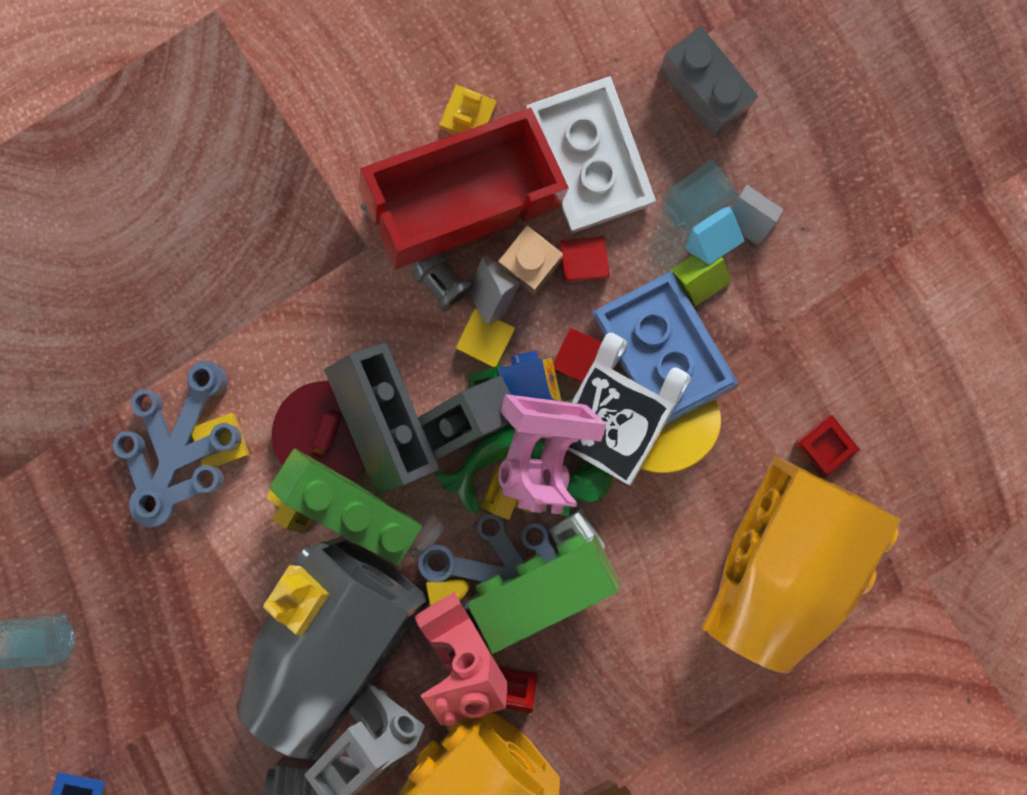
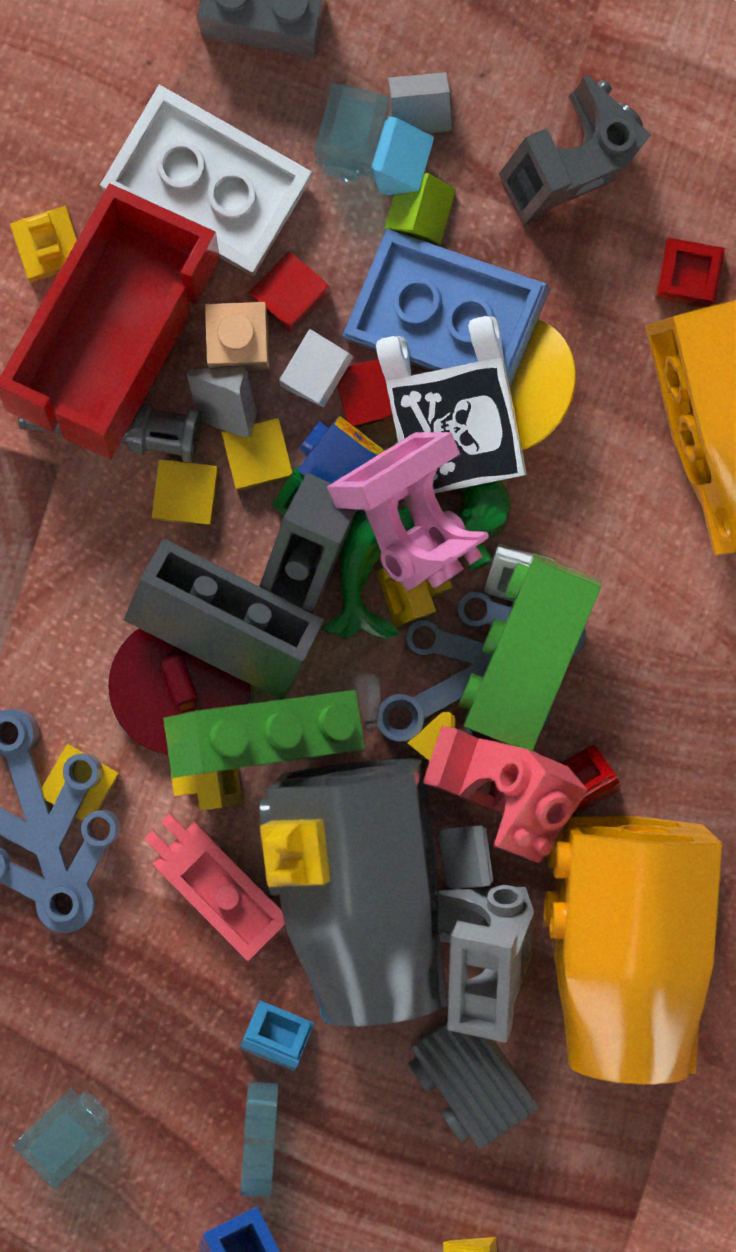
camera: 35 degrees left, 0 degrees up
(145, 739) = (259, 1139): none -> clear light blue beam
(207, 686) = (276, 1035): none -> dark azure slope
(245, 568) = (217, 886): none -> coral hinge
(406, 677) = (465, 857): none -> light grey slope
(424, 325) = (185, 492): none -> yellow tile
(560, 317) = (315, 369): none -> white slope
(792, 319) = (548, 176): none -> dark grey tile

